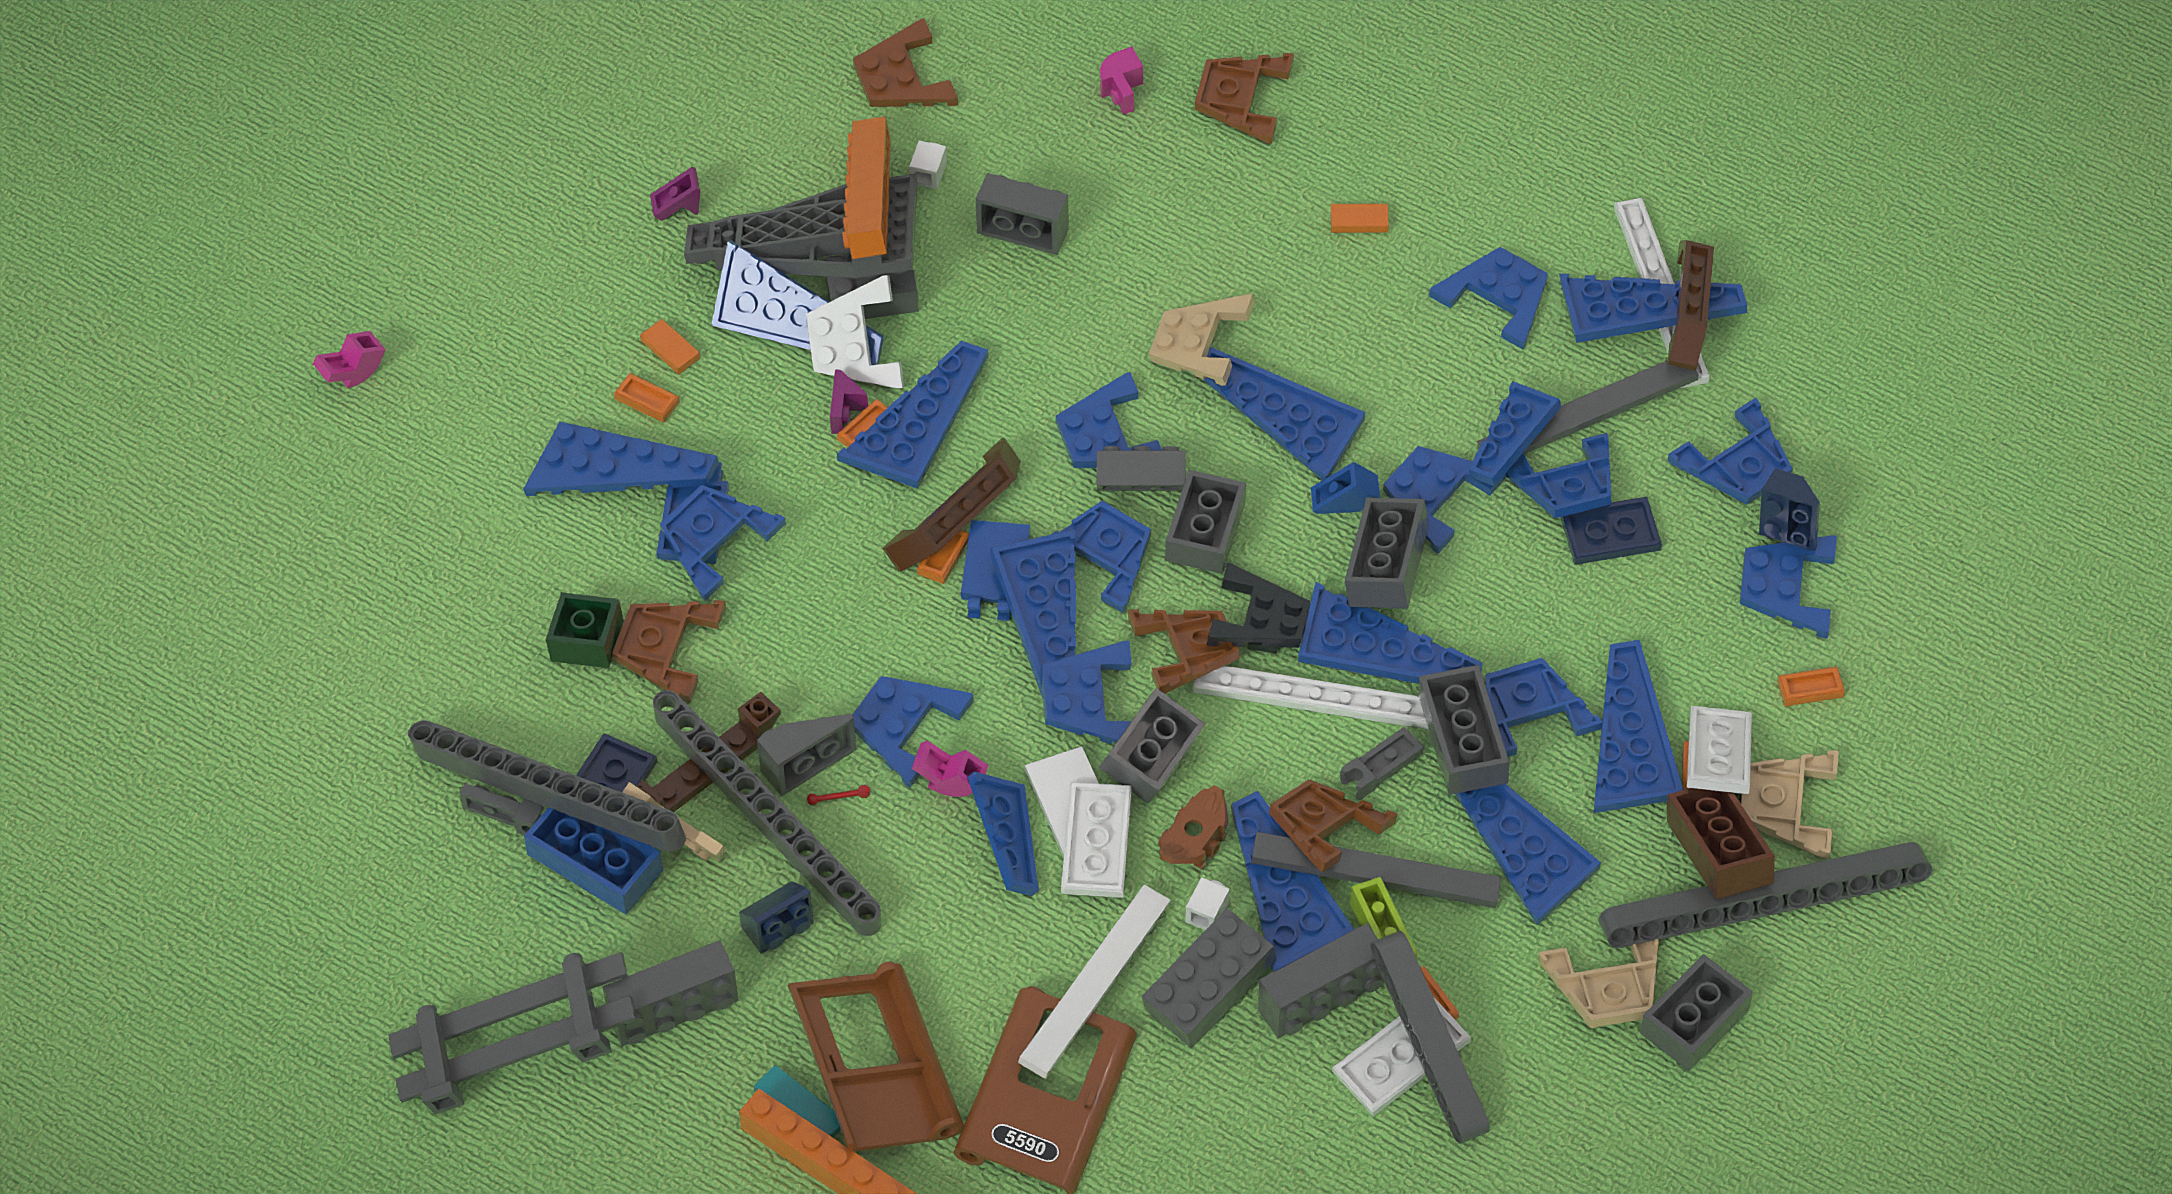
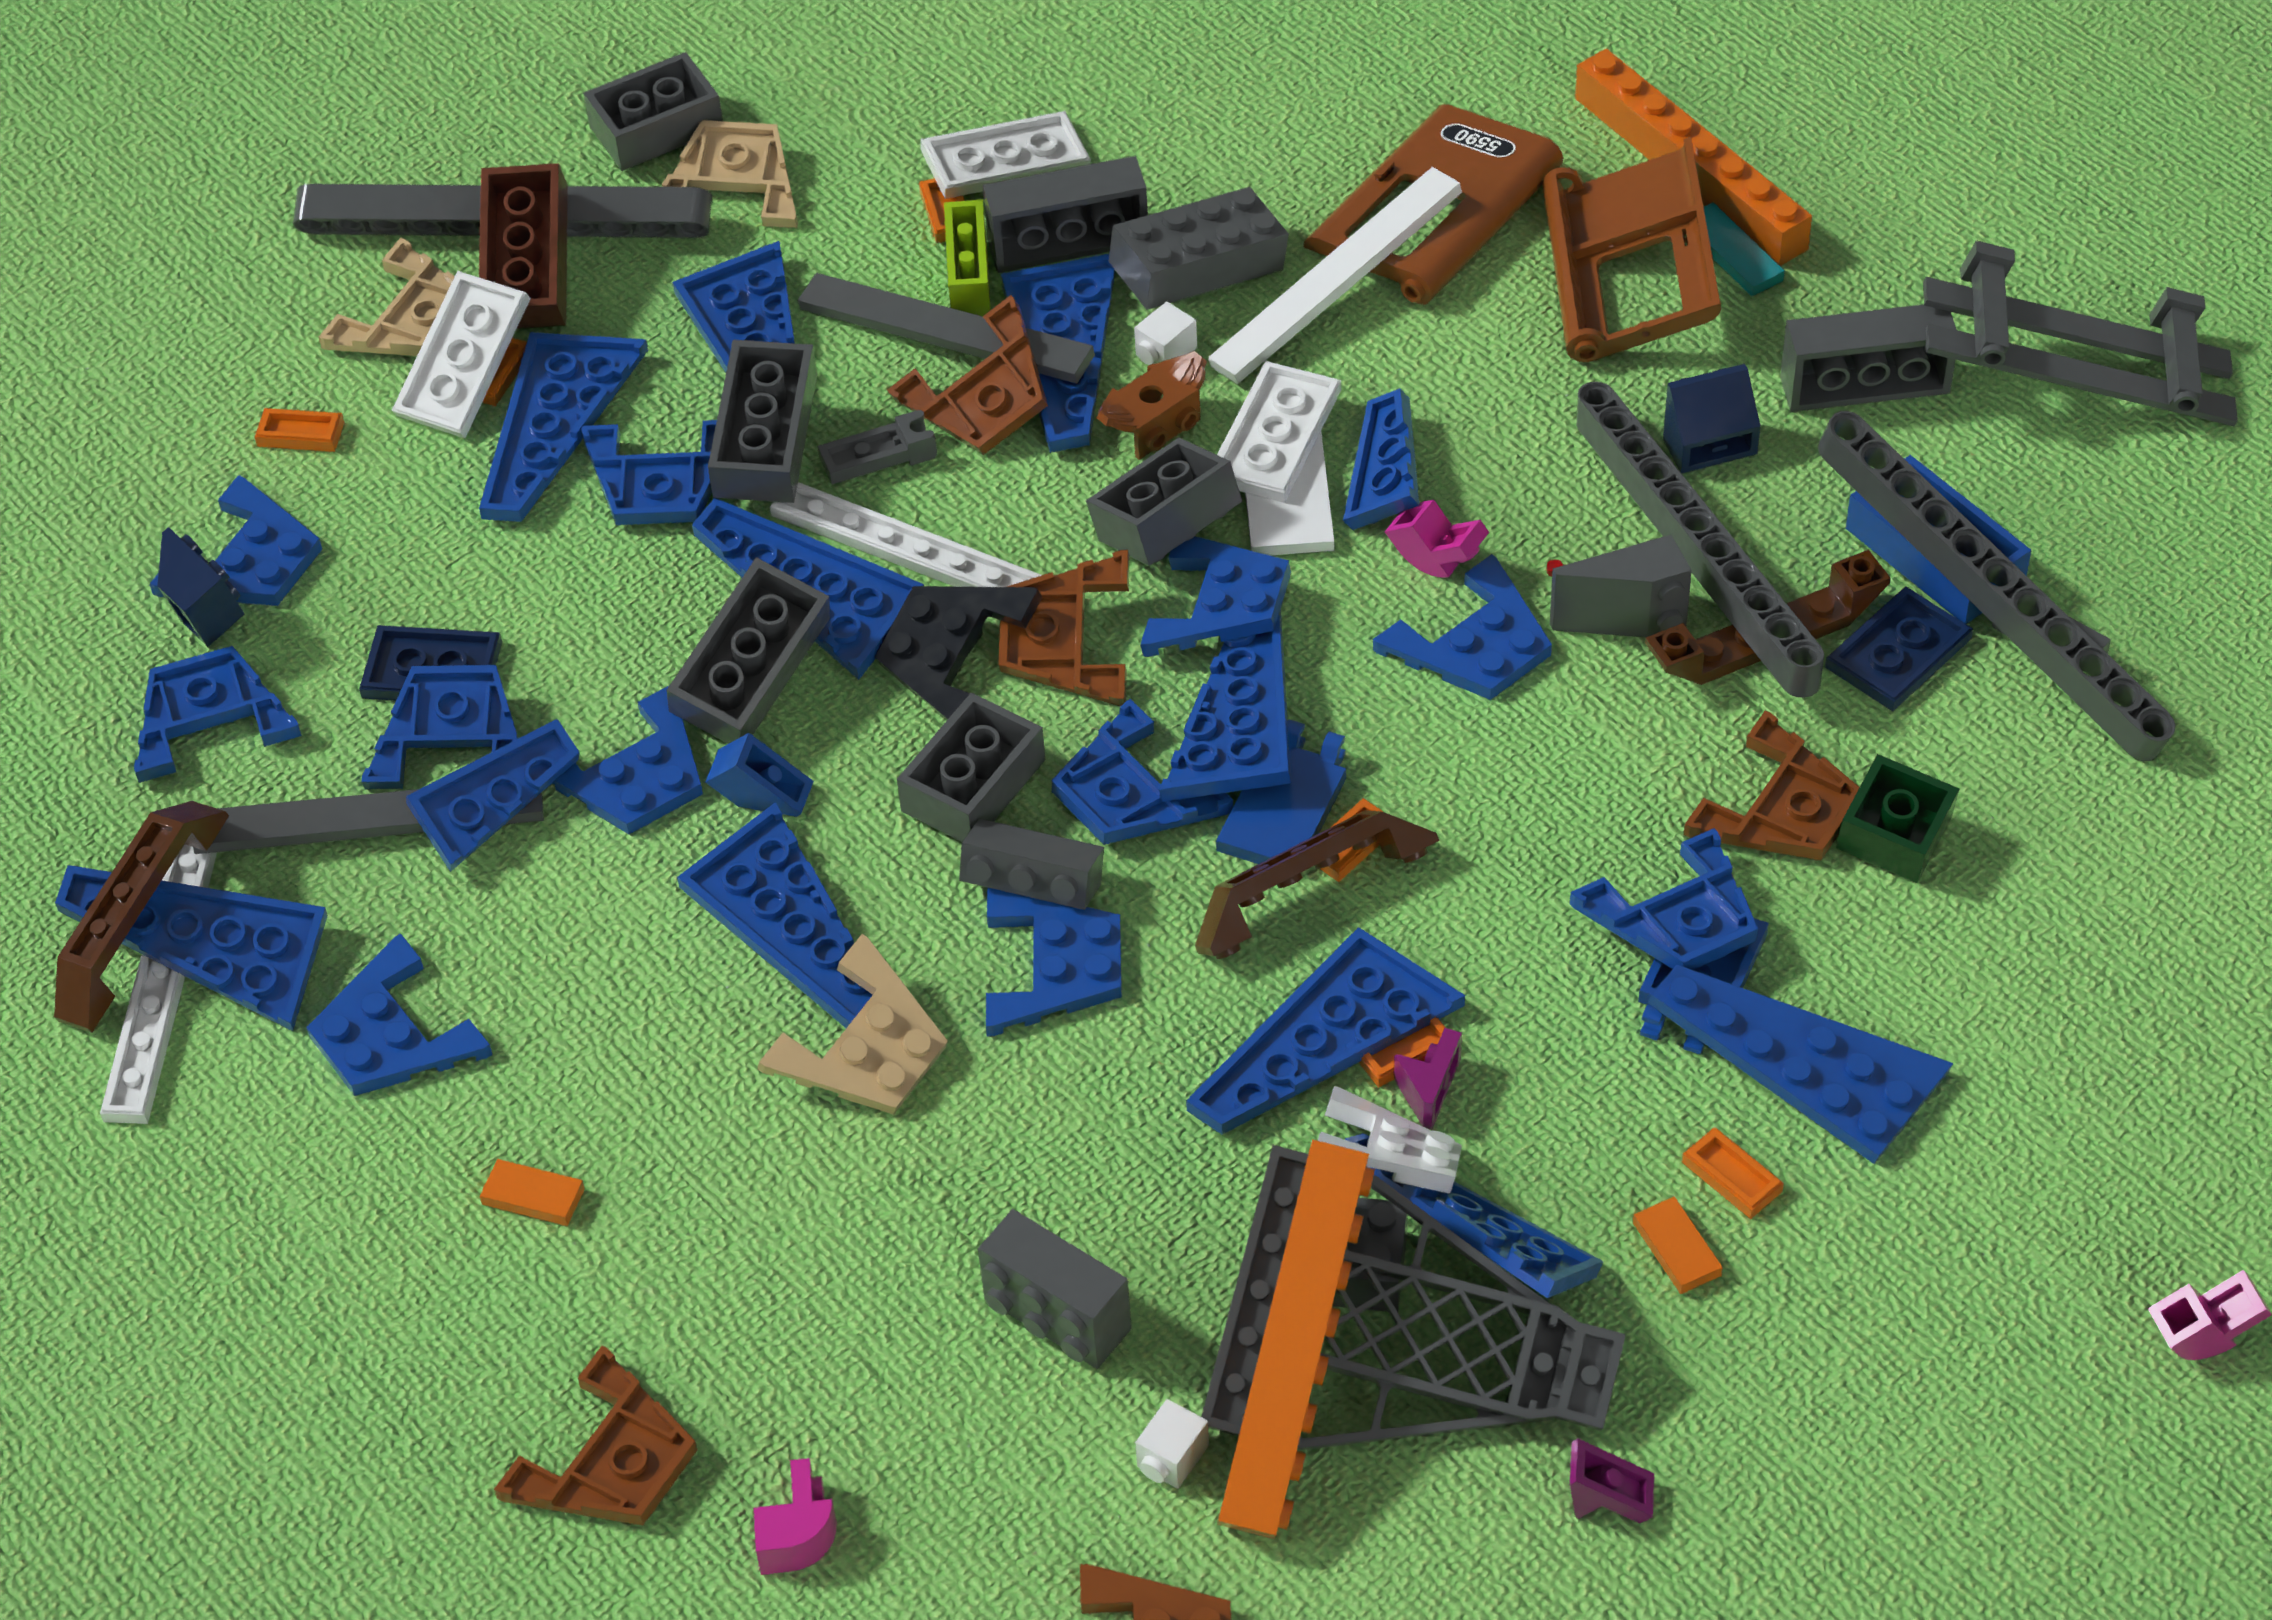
camera: 160 degrees left, 5 degrees down
(697, 841) = (1804, 520): tan wing -> none
(1430, 1037) = (972, 122): dark grey beam -> none

